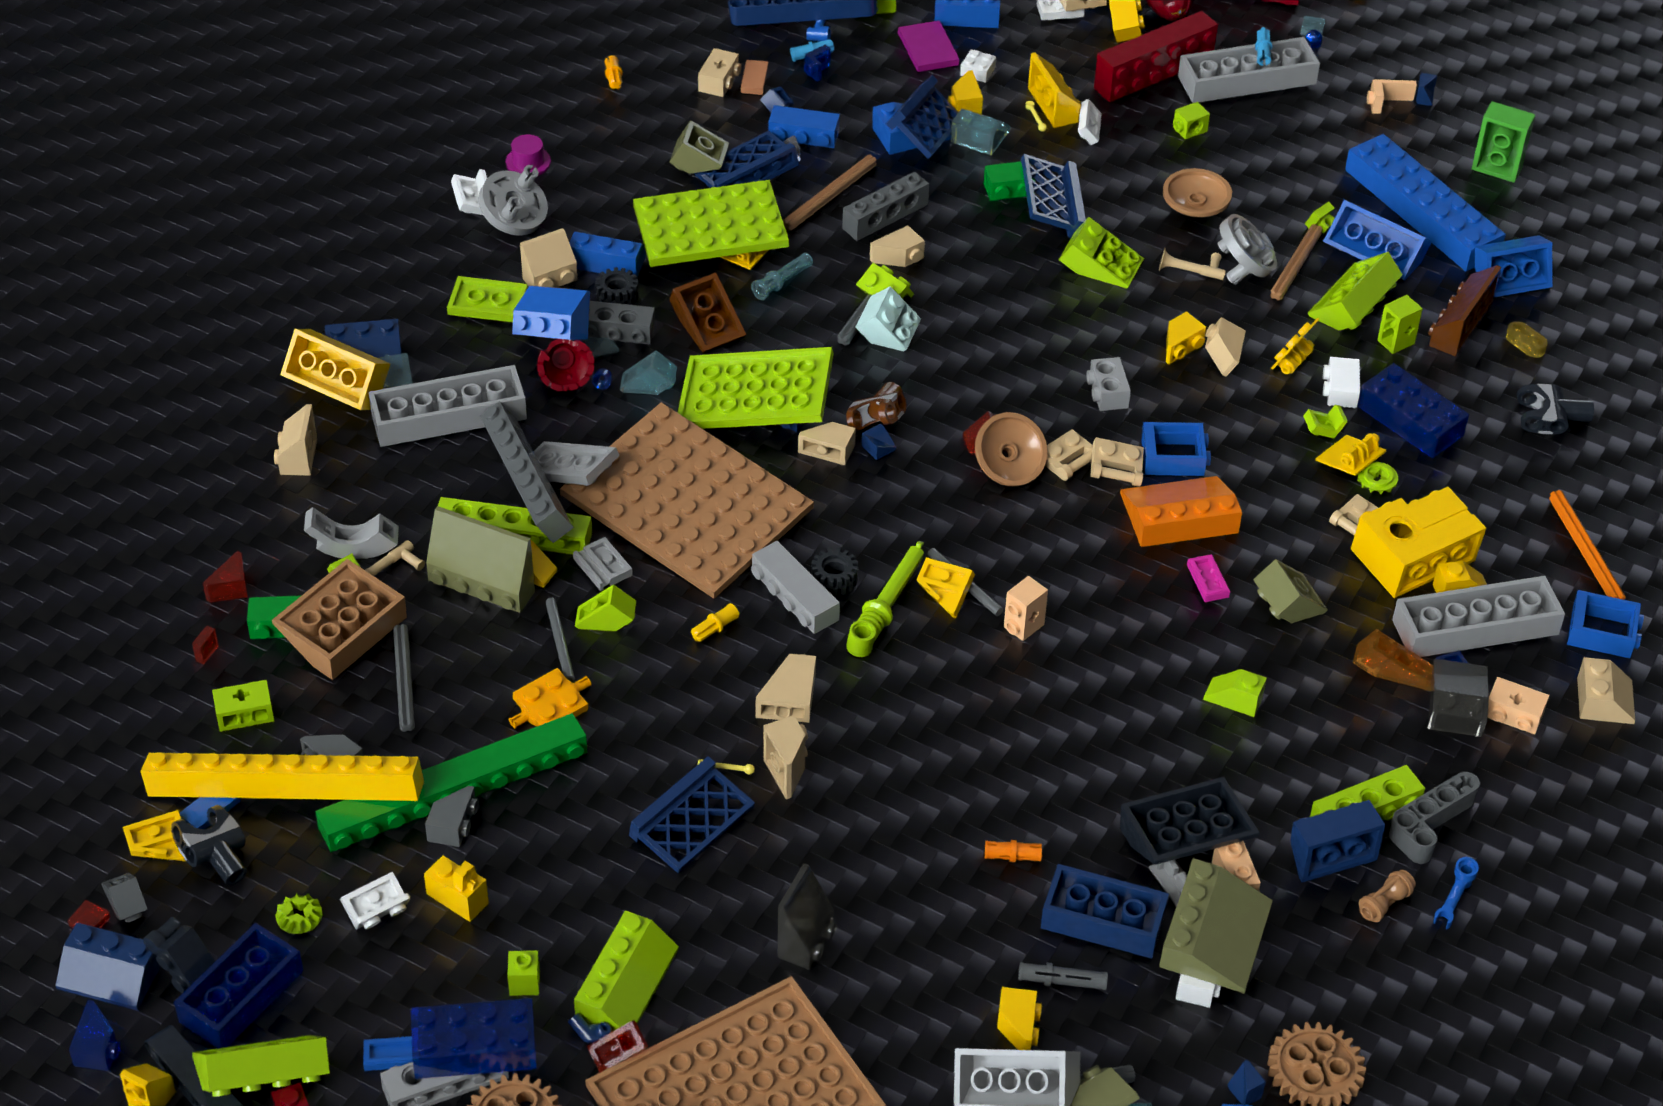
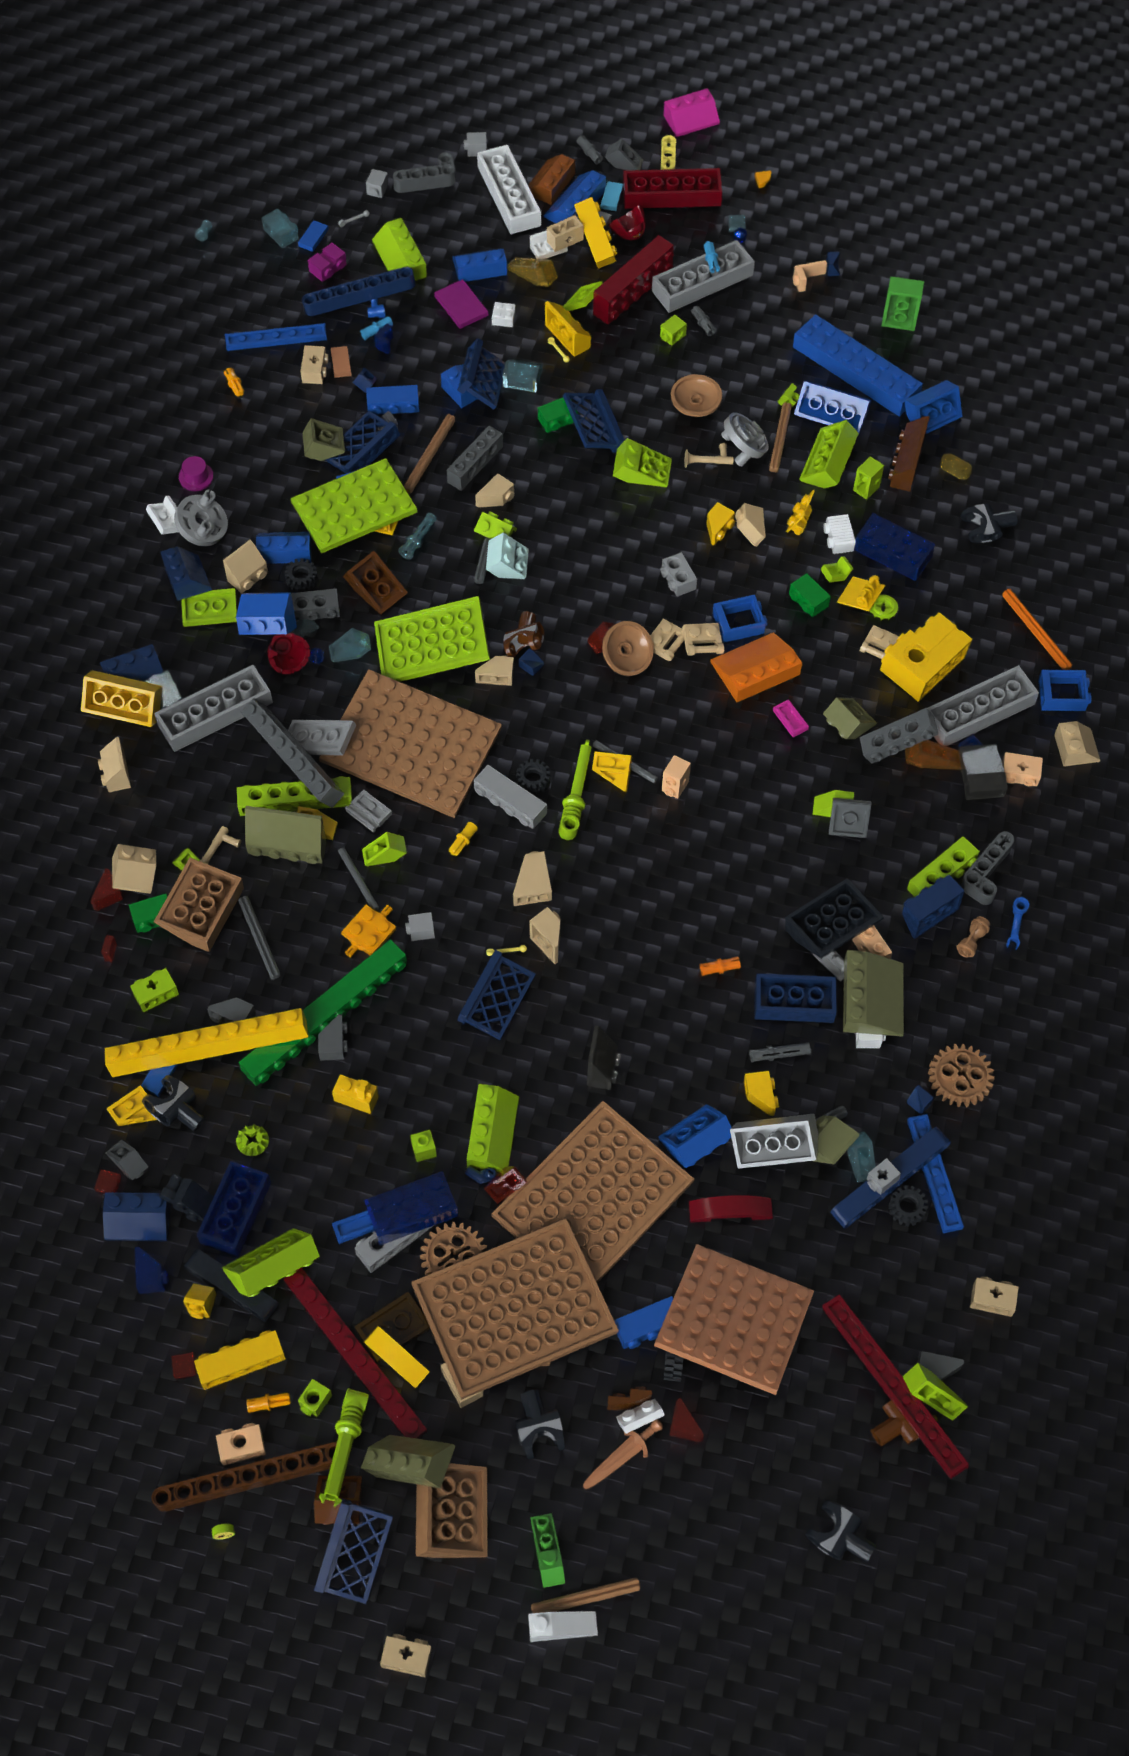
camera: 15 degrees left, 15 degrees up
(272, 558) = (133, 868): none -> tan slope
(362, 540) = (179, 838): light grey arch -> none
(374, 901) = (303, 1118): white bracket -> none
(470, 254) = (185, 573): none -> dark blue slope
(619, 710) = (420, 926): none -> light grey brick
(683, 37) = (275, 337): none -> blue tile
(909, 1053) = (696, 1135): none -> blue slope
(967, 94) = (504, 345): yellow slope -> none
(1033, 27) = (536, 271): none -> clear yellow slope
(1081, 64) = (582, 296): none -> lime tile
(1089, 122) = (600, 348): white plate -> none
(1234, 118) = (703, 320): none -> dark grey axle
(1251, 708) = (849, 817): none -> dark grey tile
(1279, 442) = (809, 595): none -> green brick
(1349, 621) = (899, 735): none -> dark grey brick
(1456, 576) = (959, 680): yellow slope -> none

